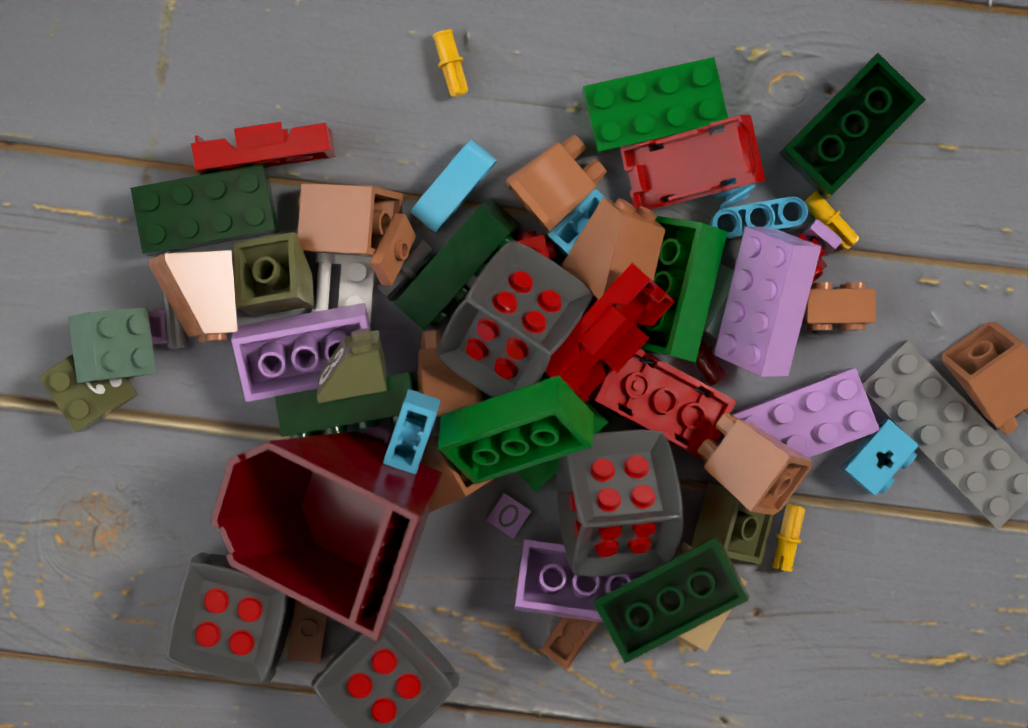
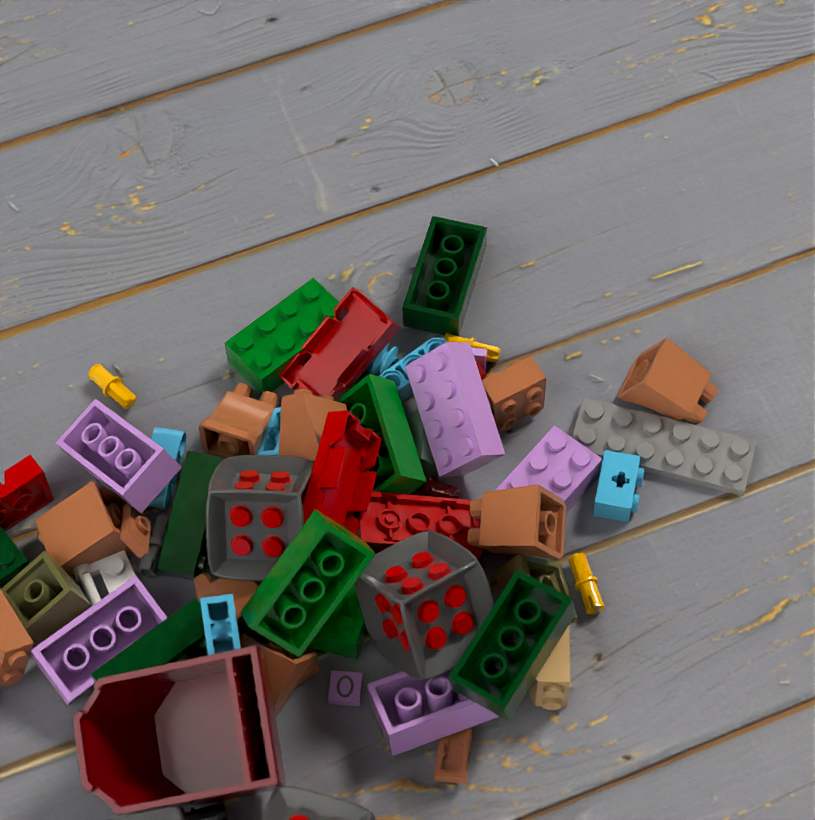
camera: 30 degrees left, 30 degrees down
(354, 368) = (147, 607): olive slope -> none
(413, 164) = (118, 455): none -> lavender brick

